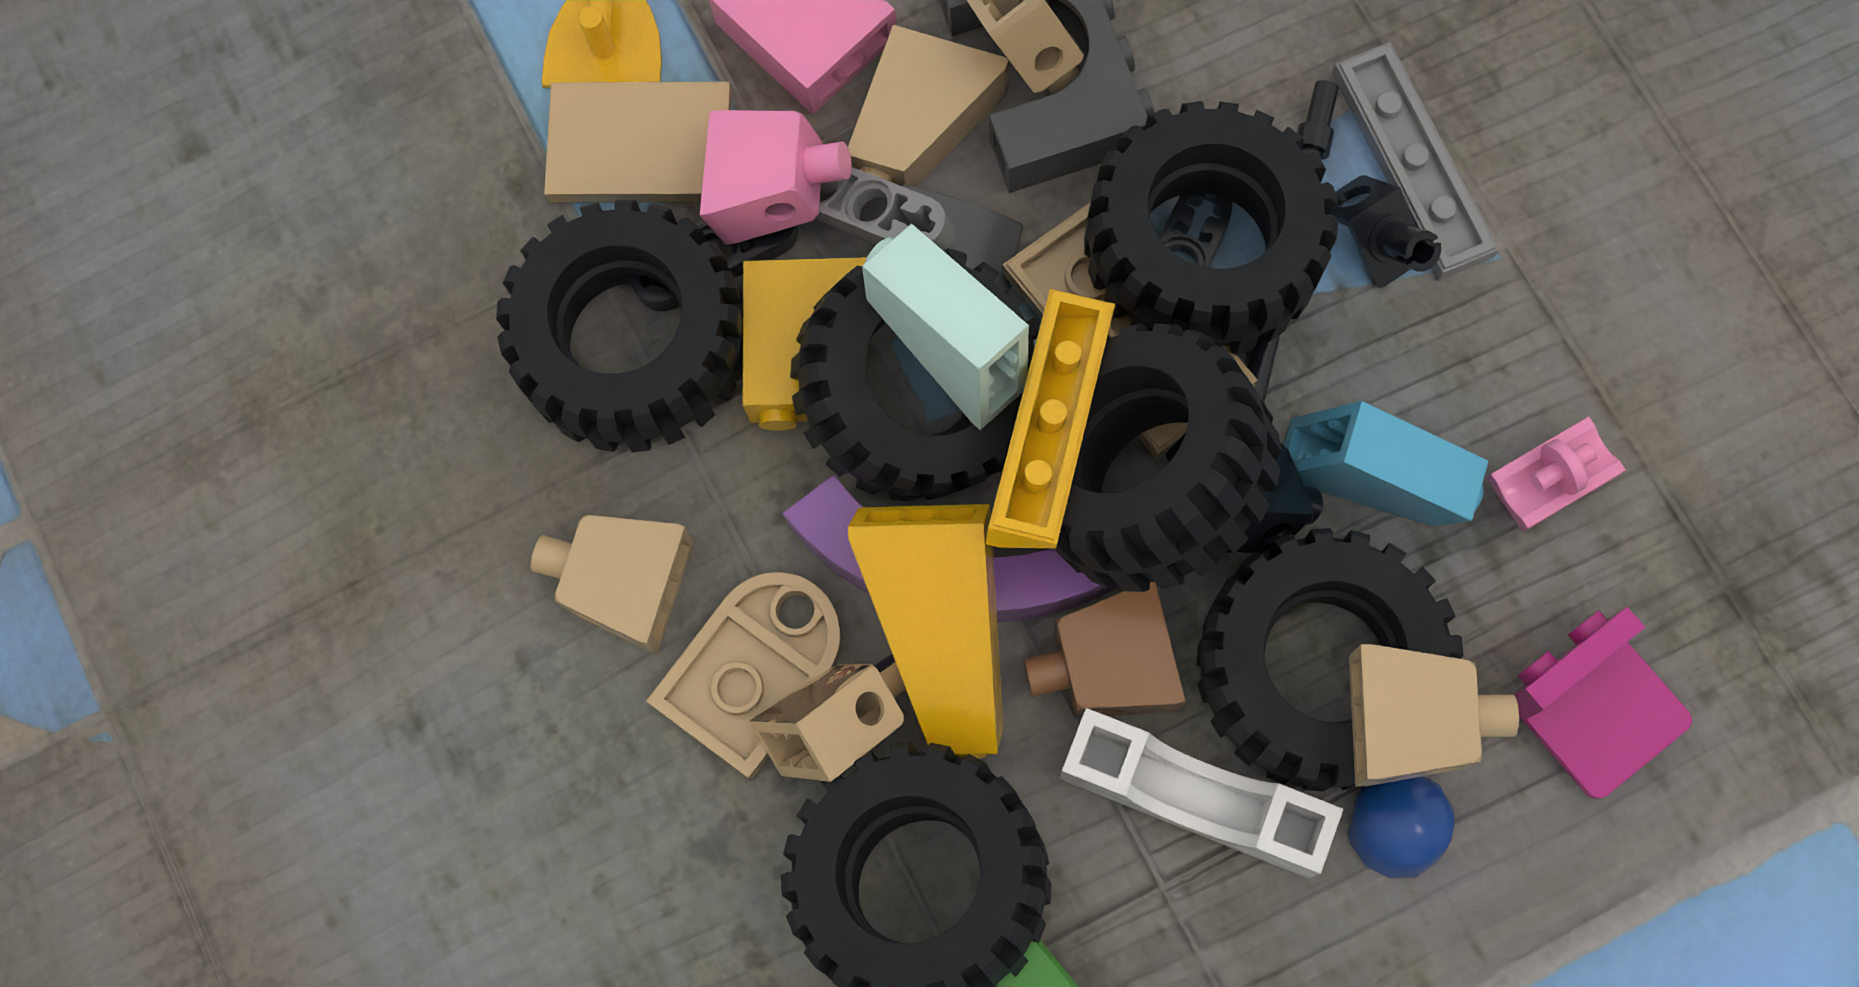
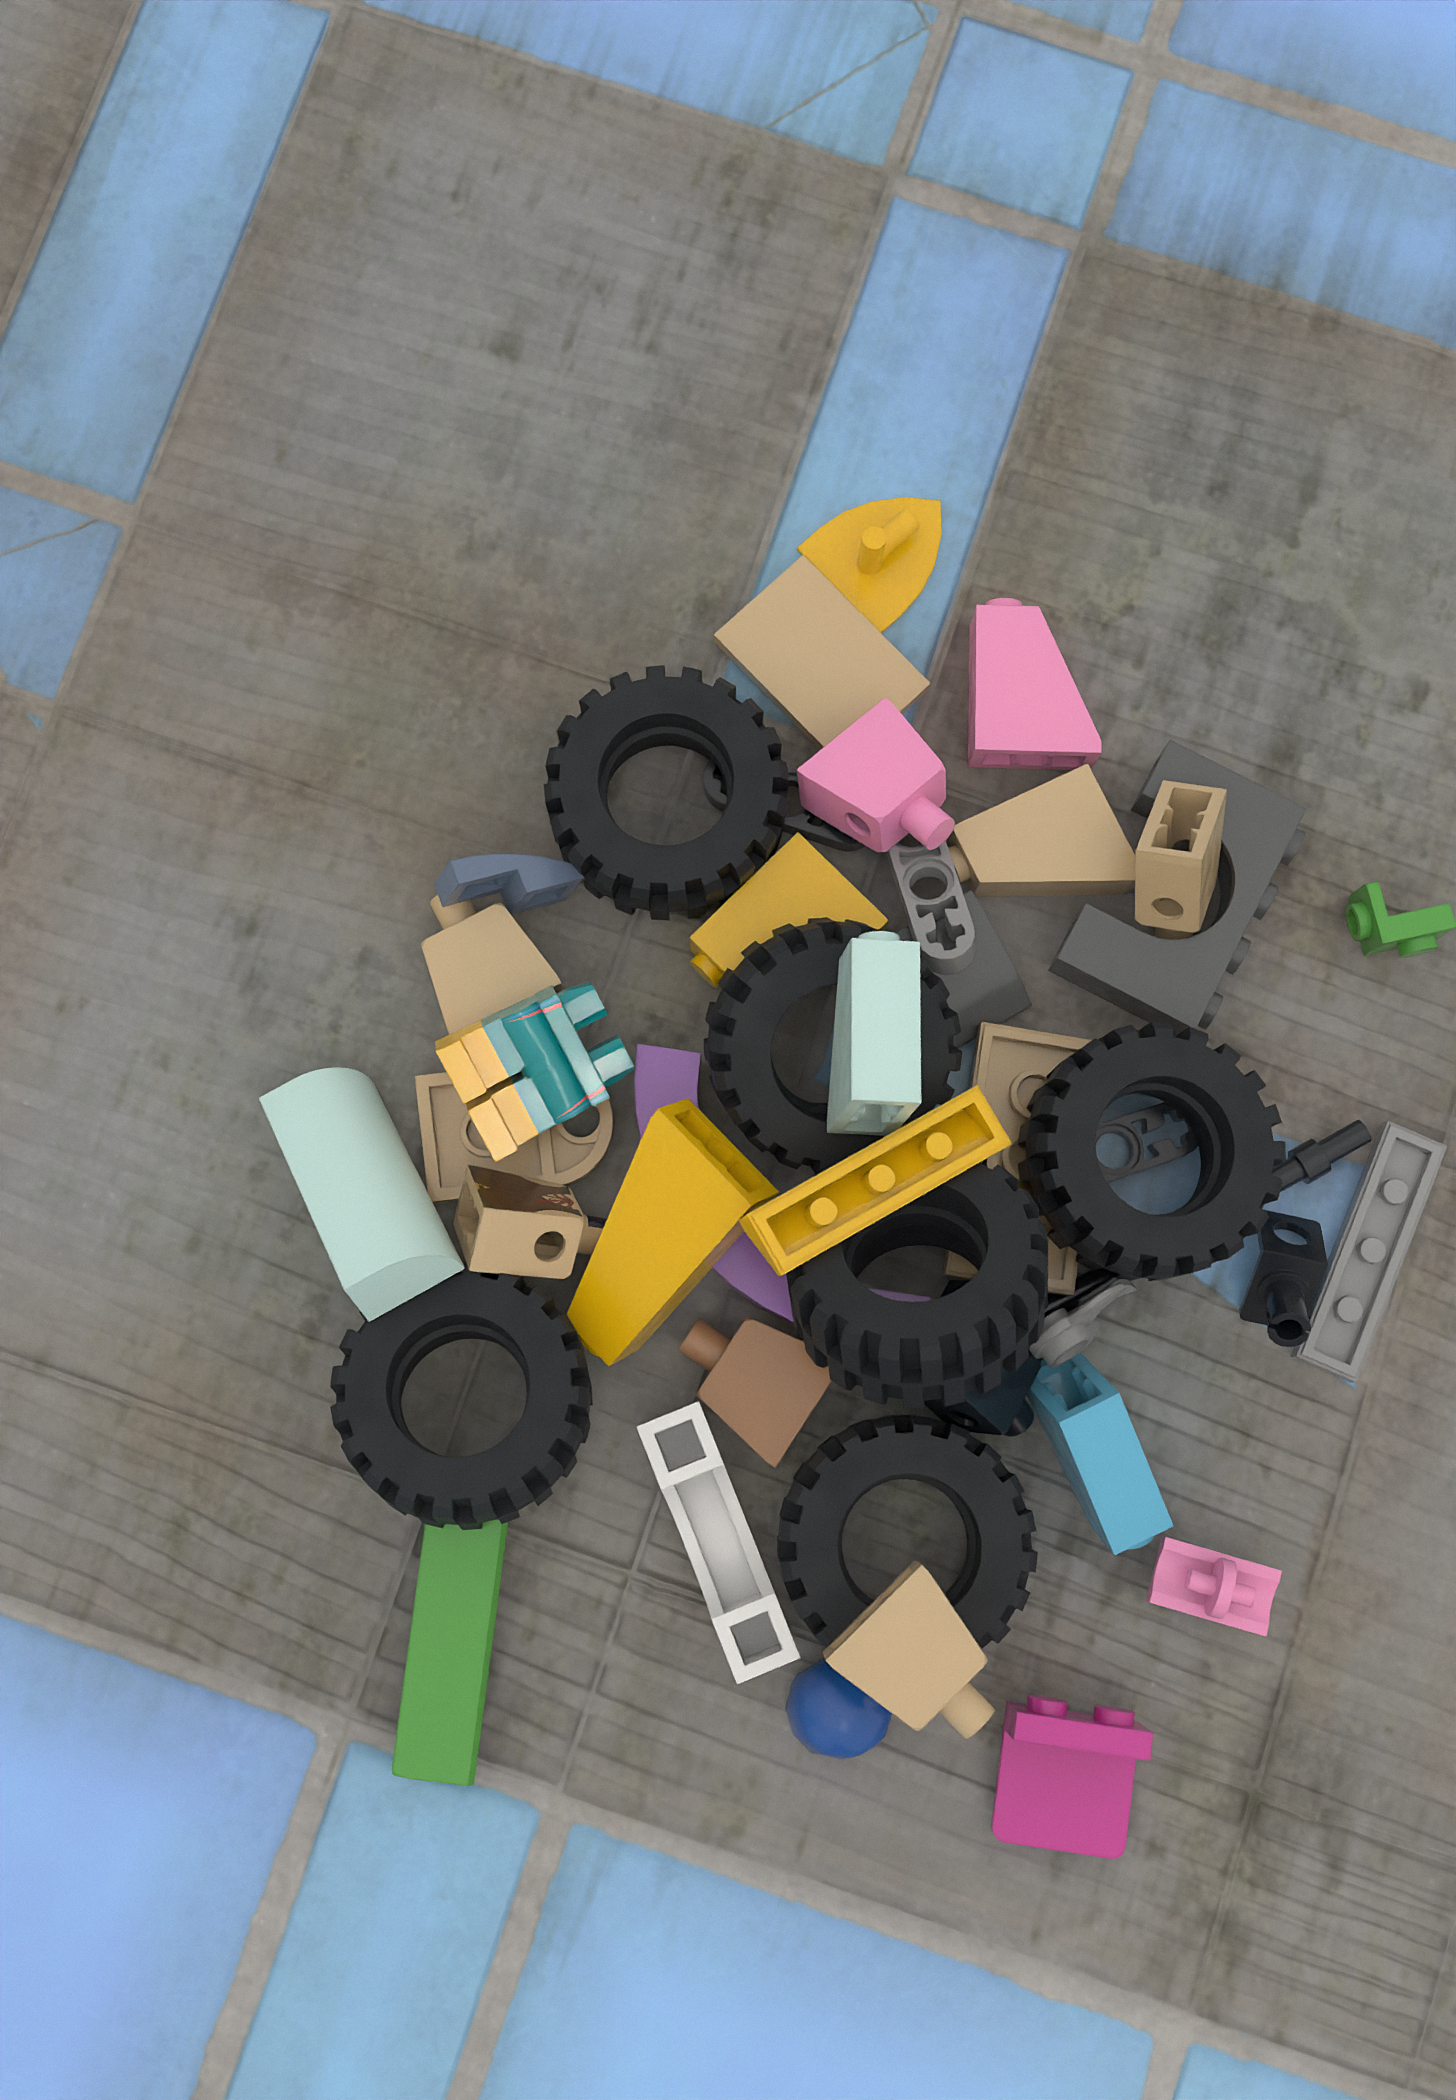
camera: 35 degrees right, 5 degrees up
(580, 487) = (521, 879): none -> sand blue slope
(691, 810) = (360, 1188): none -> light aqua brick
(740, 583) = (529, 1066): none -> teal hips
(1285, 399) = (1070, 1334): none -> light grey plate

